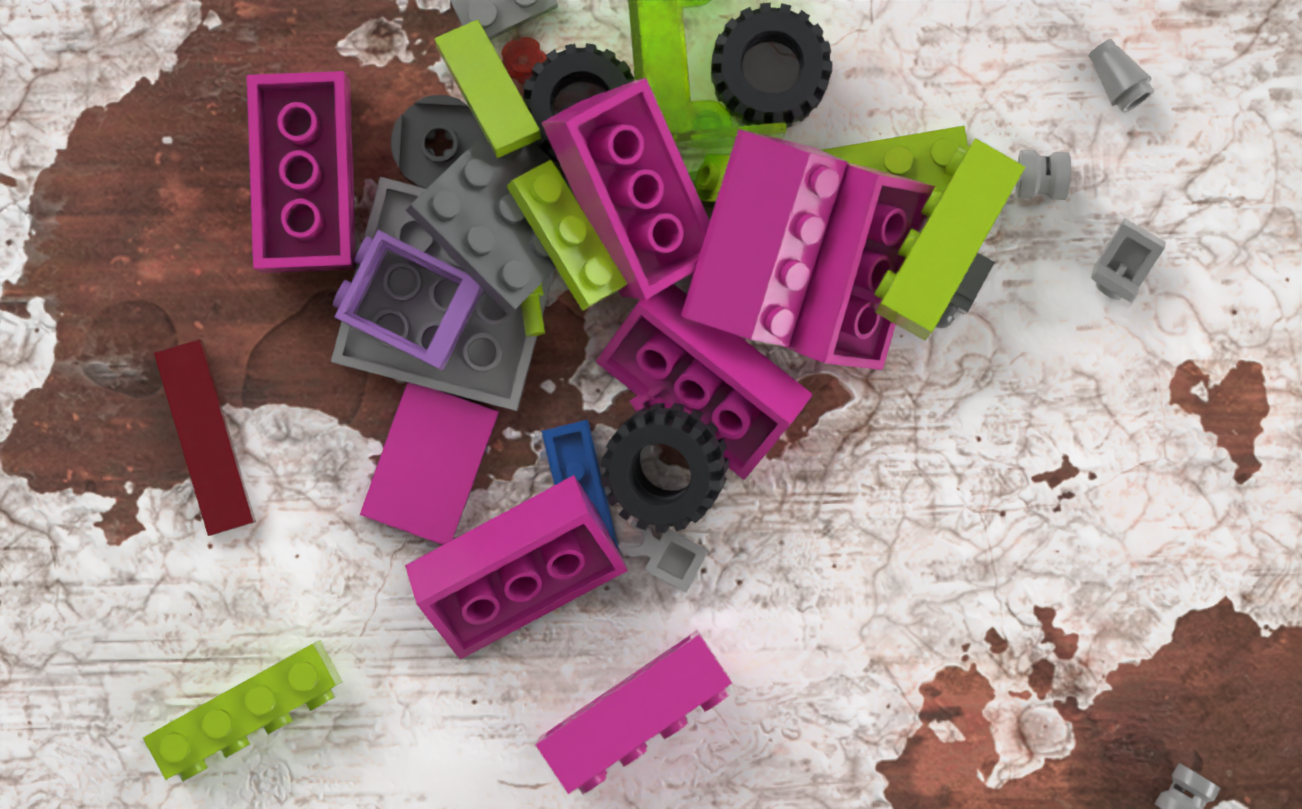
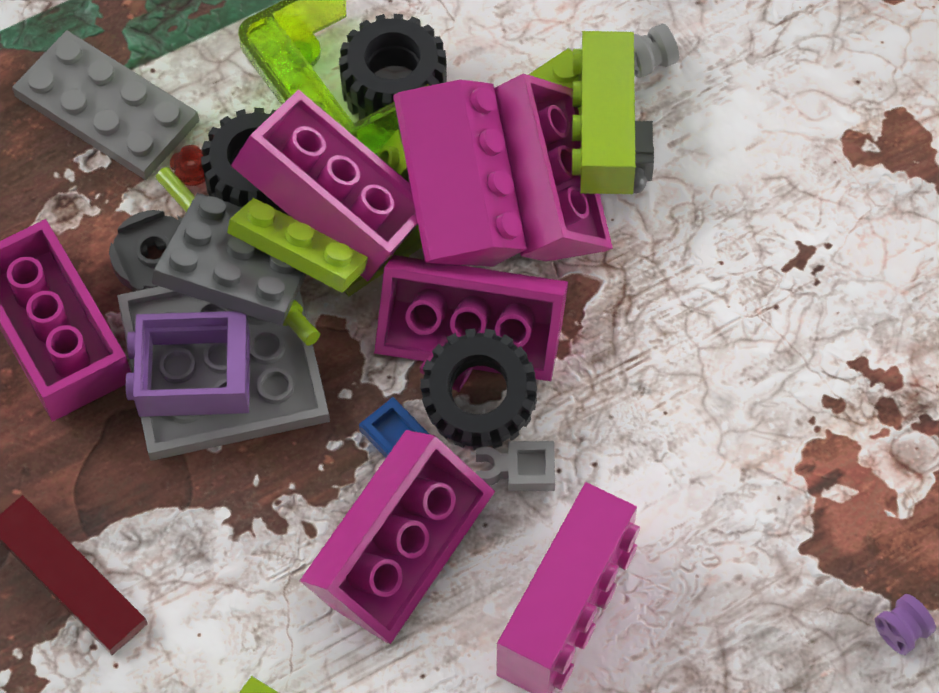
camera: 30 degrees left, 25 degrees down
(429, 463) = (276, 498): dark pink tile -> none
(487, 88) = (173, 177): lime tile -> none
(1126, 261) = (753, 76): light grey bracket -> none

